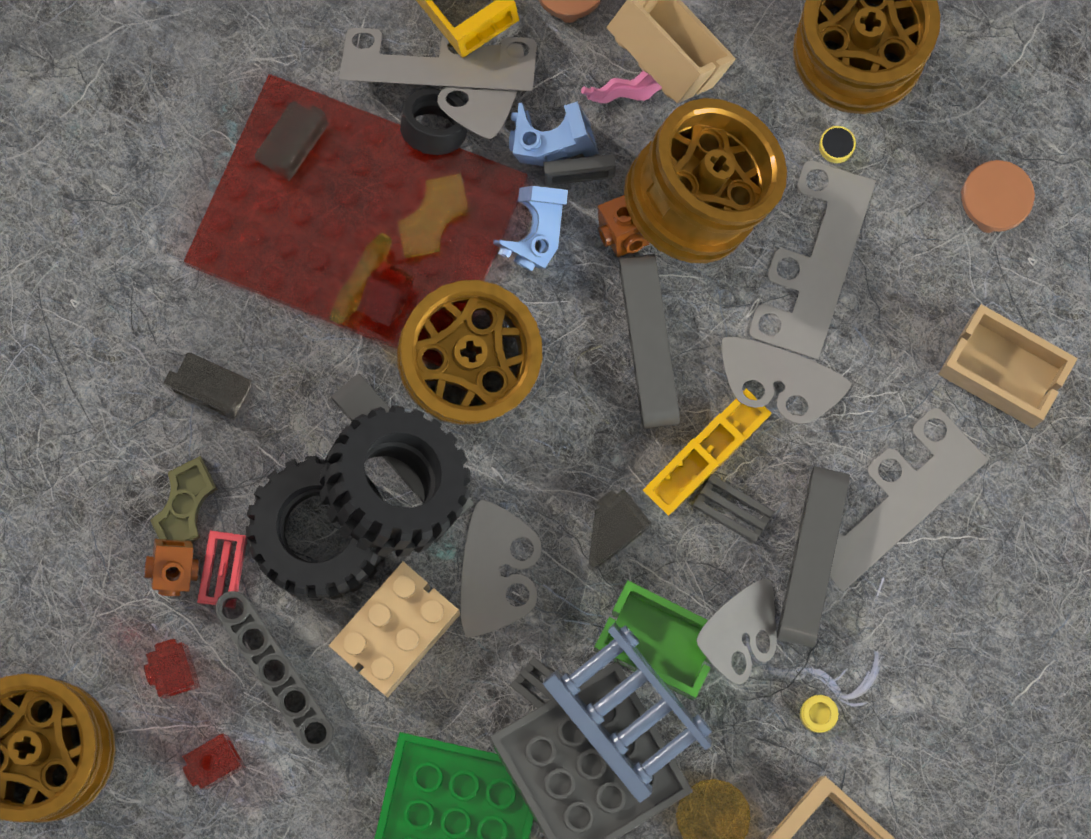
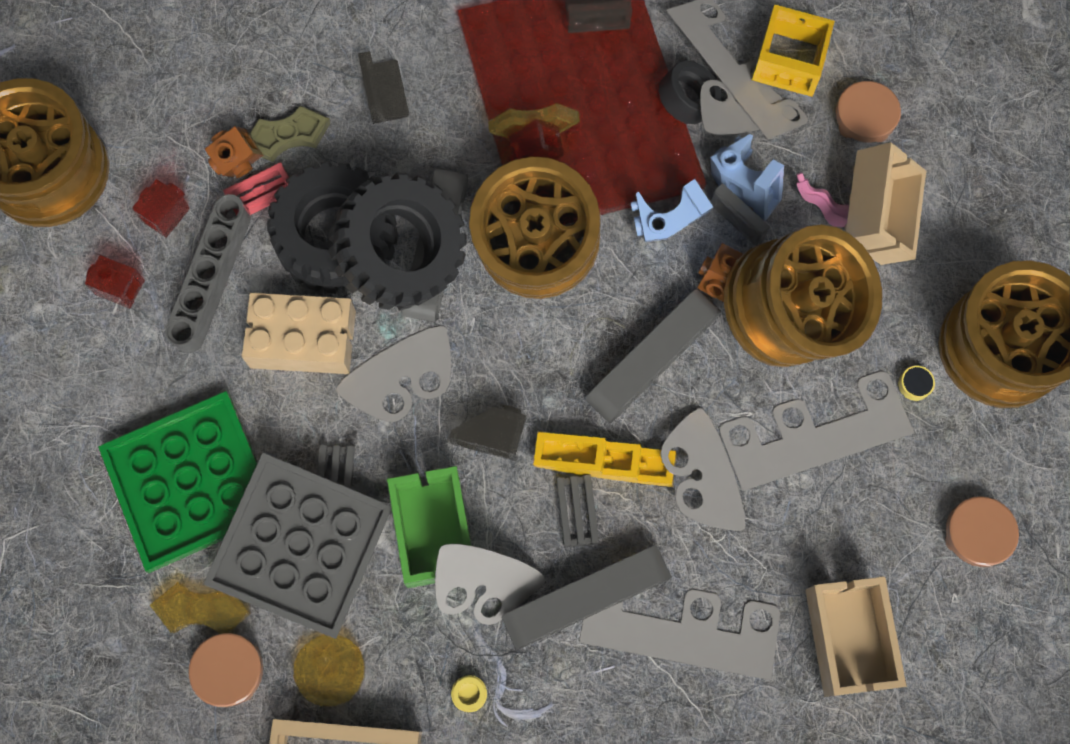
camera: 50 degrees right, 5 degrees down
(442, 202) = (633, 139): clear yellow tile -> none
(614, 747) = (319, 547): sand blue fence -> none

